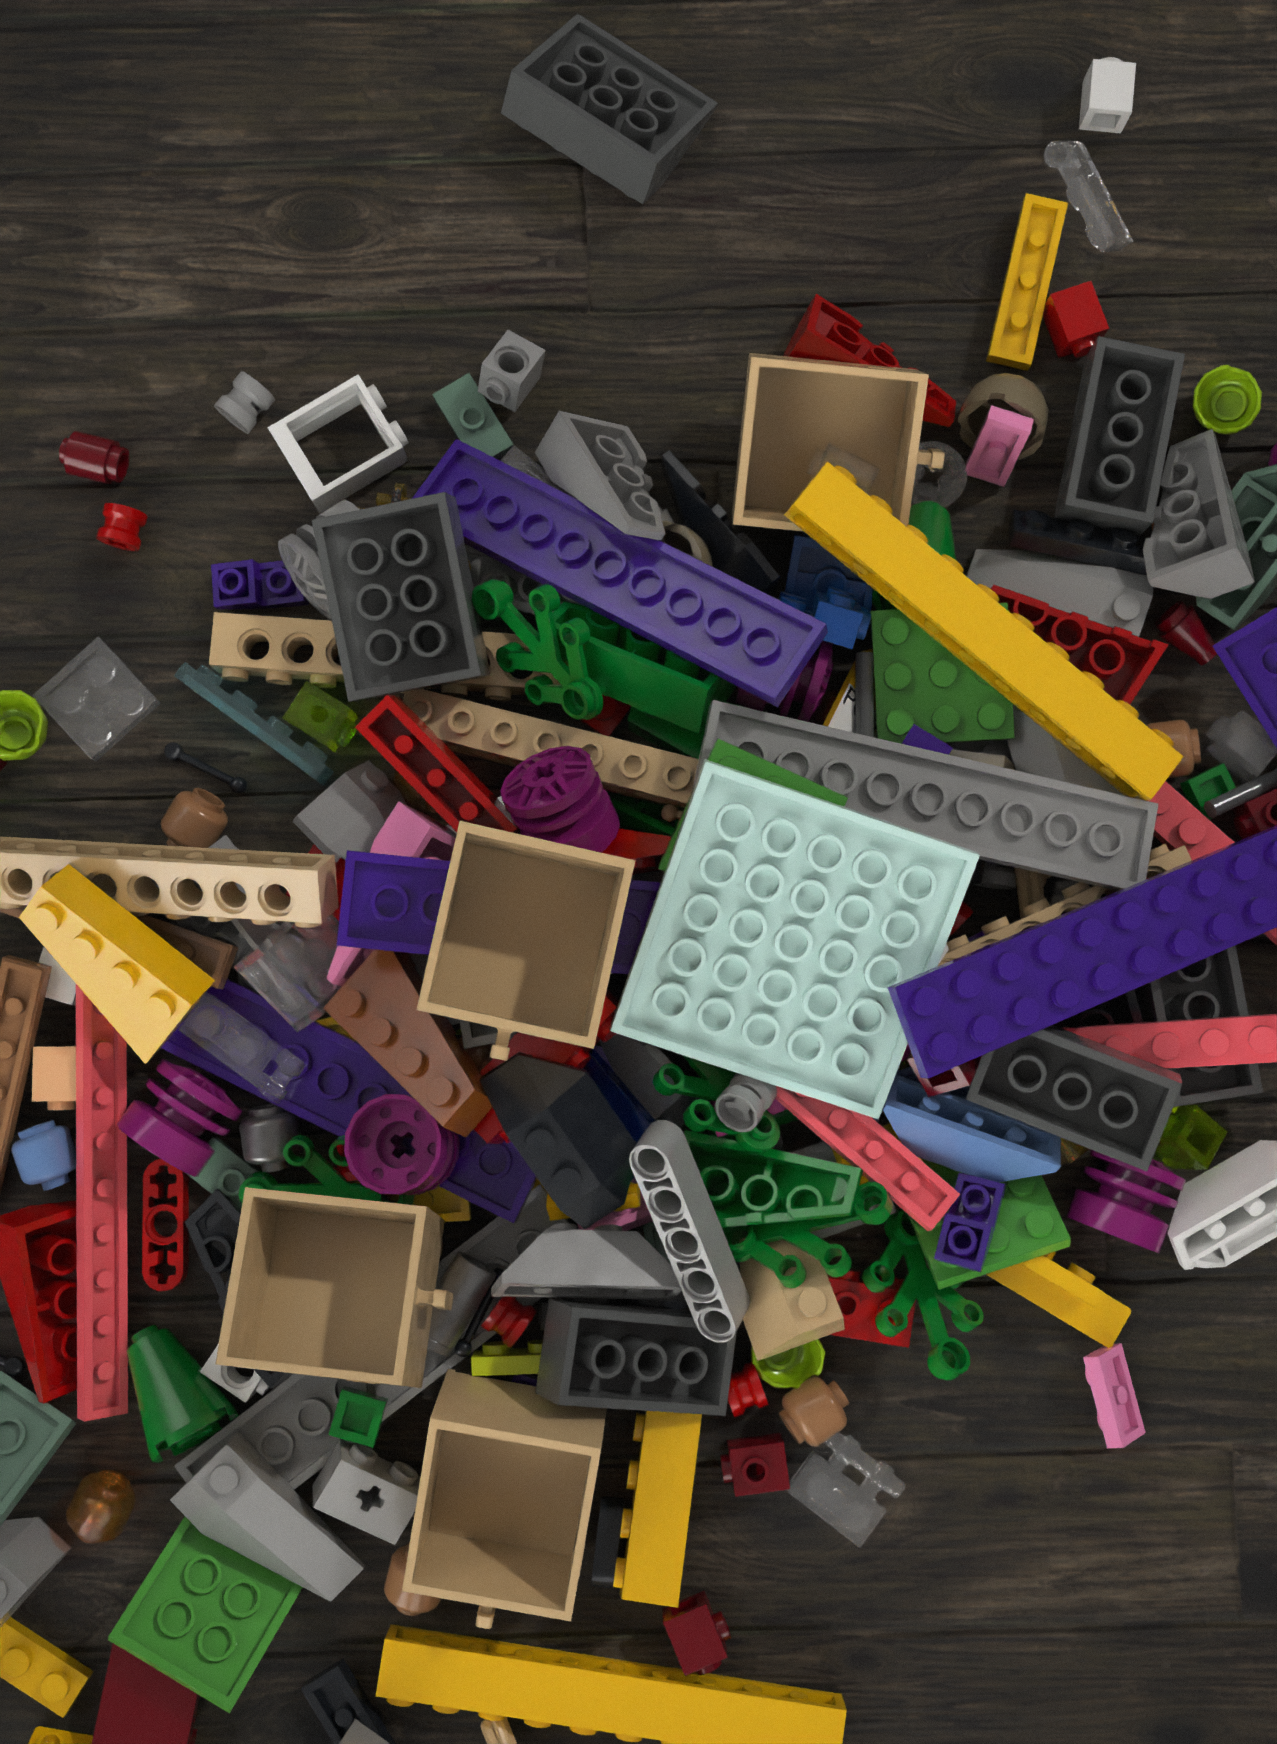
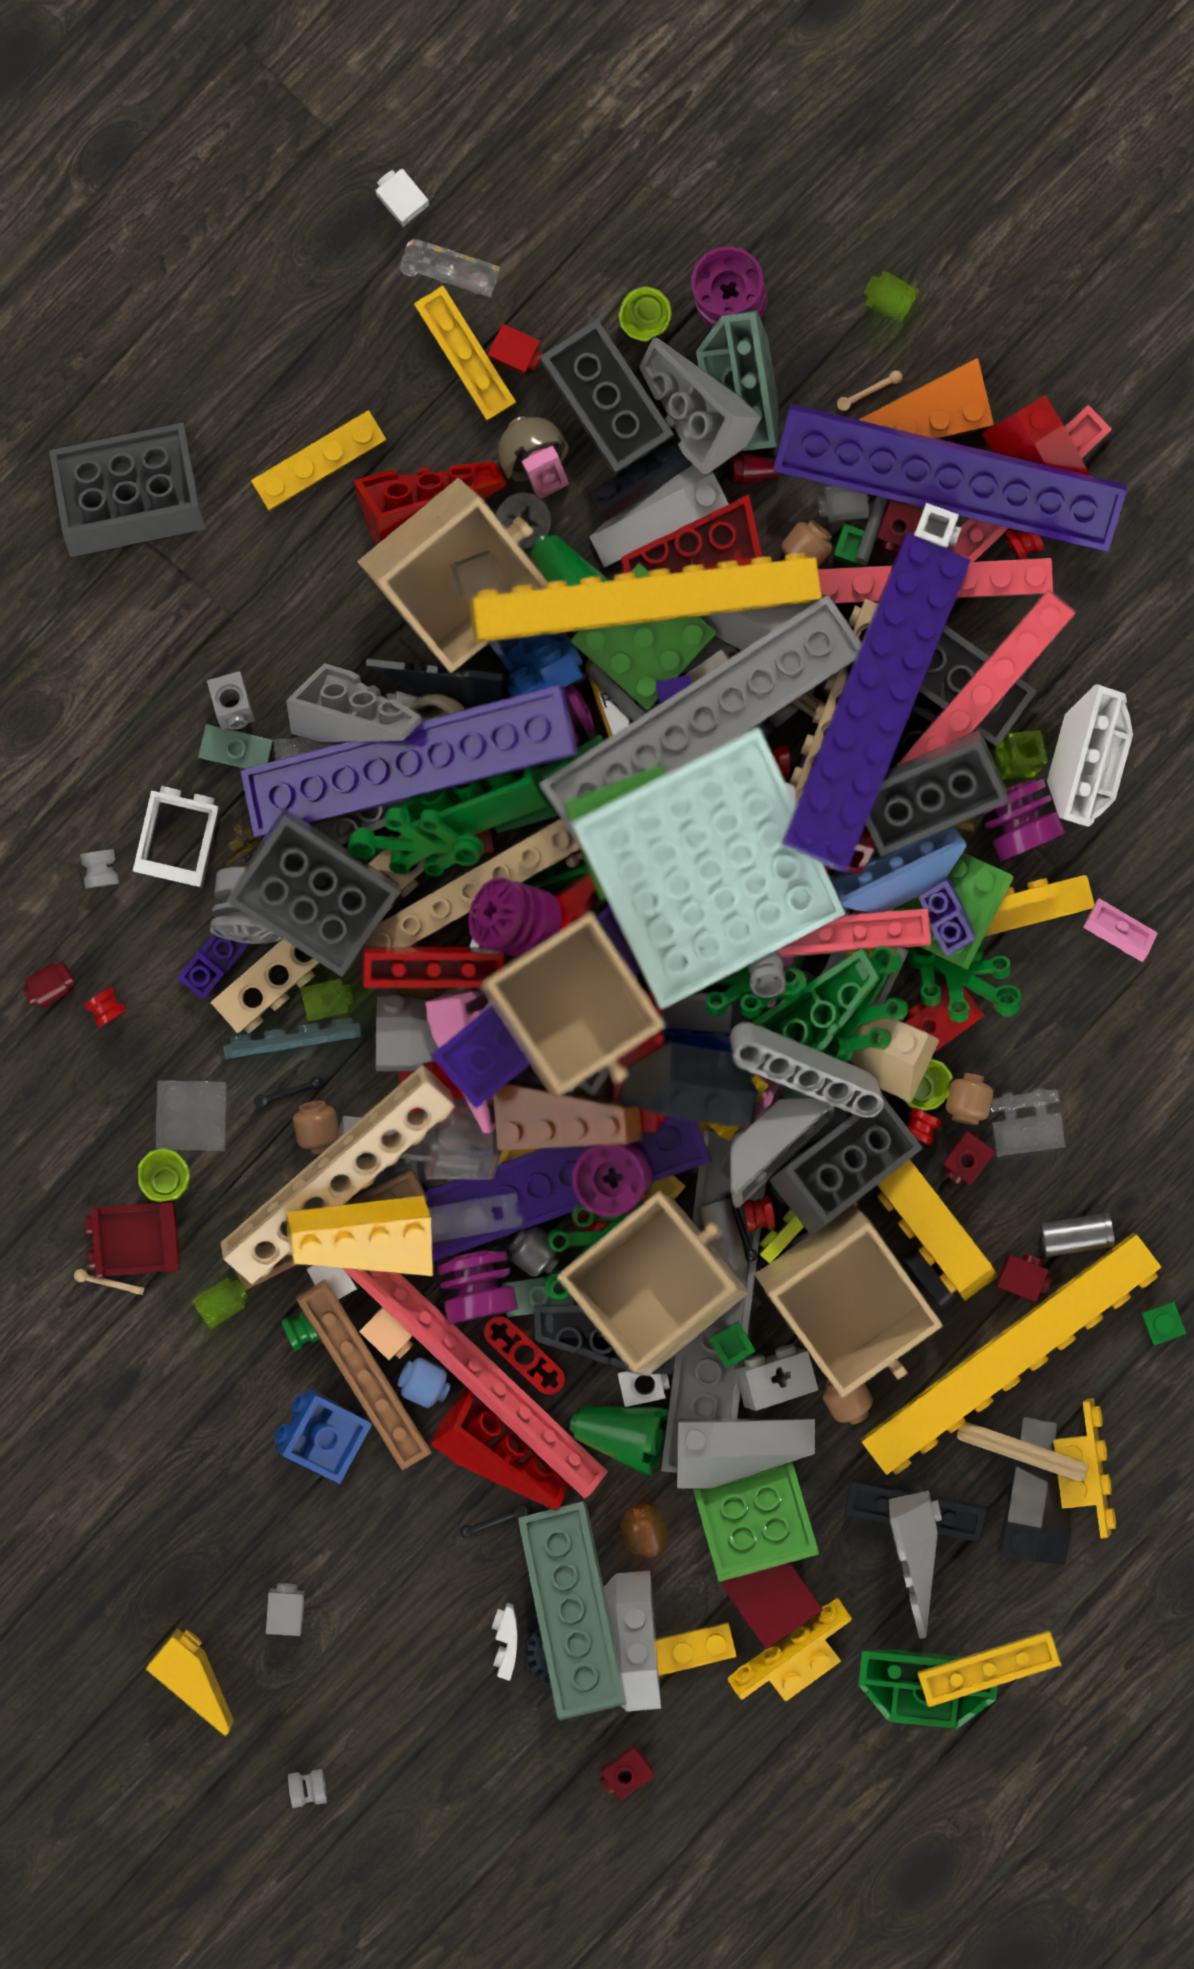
camera: 50 degrees left, 5 degrees up
(788, 1646) = (1077, 1235): none -> flat silver pin
(802, 249) = (318, 460): none -> yellow plate

